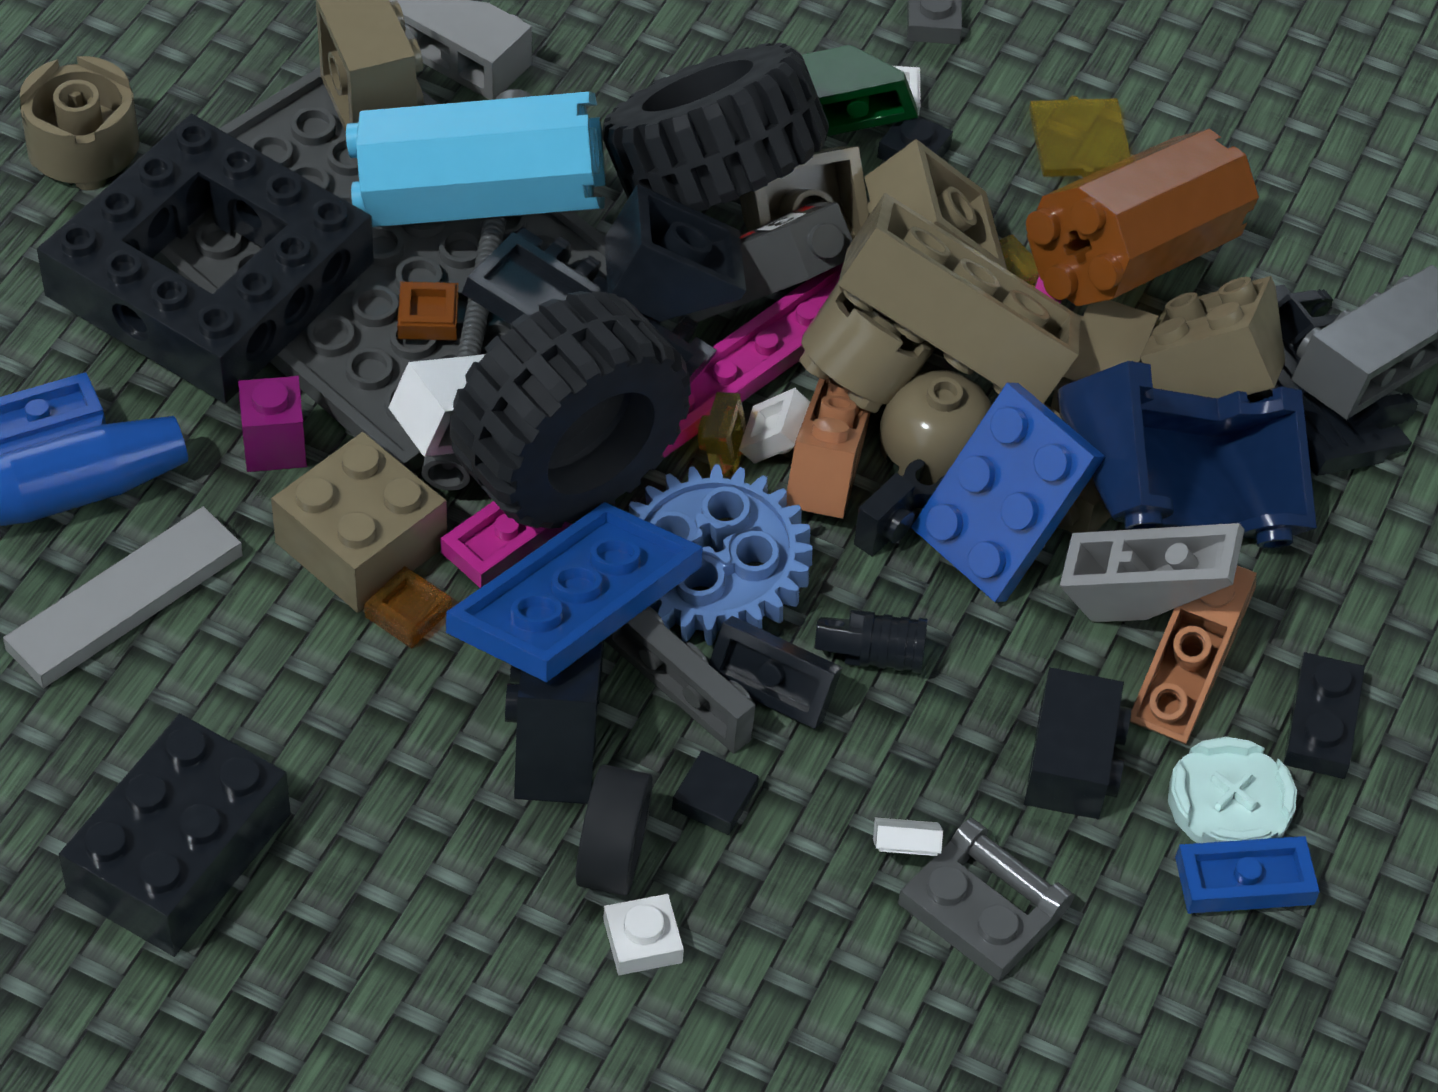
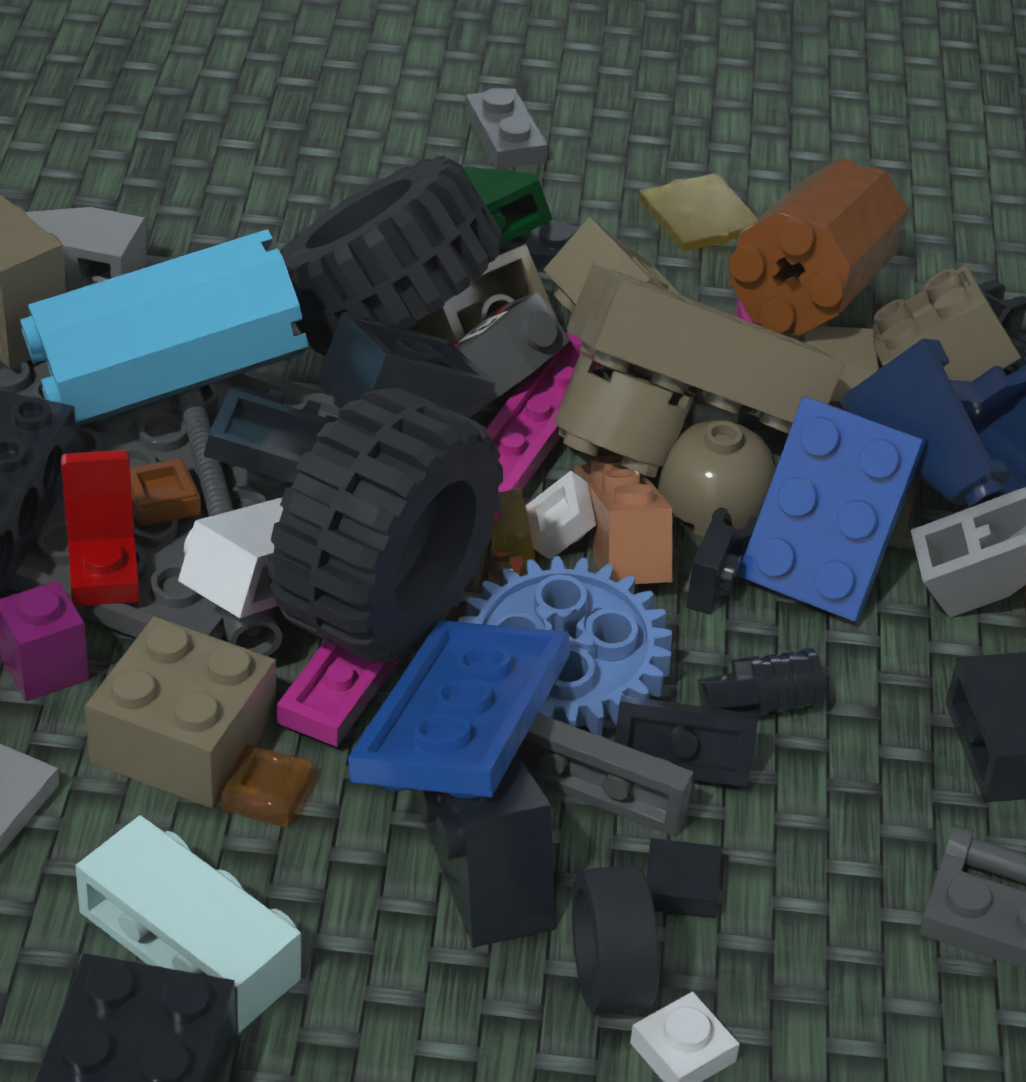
camera: 20 degrees left, 10 degrees down
(288, 707) = (188, 916): none -> light aqua brick
(353, 340) = (100, 528): none -> red bracket
(908, 836) = (903, 861): white tile -> none

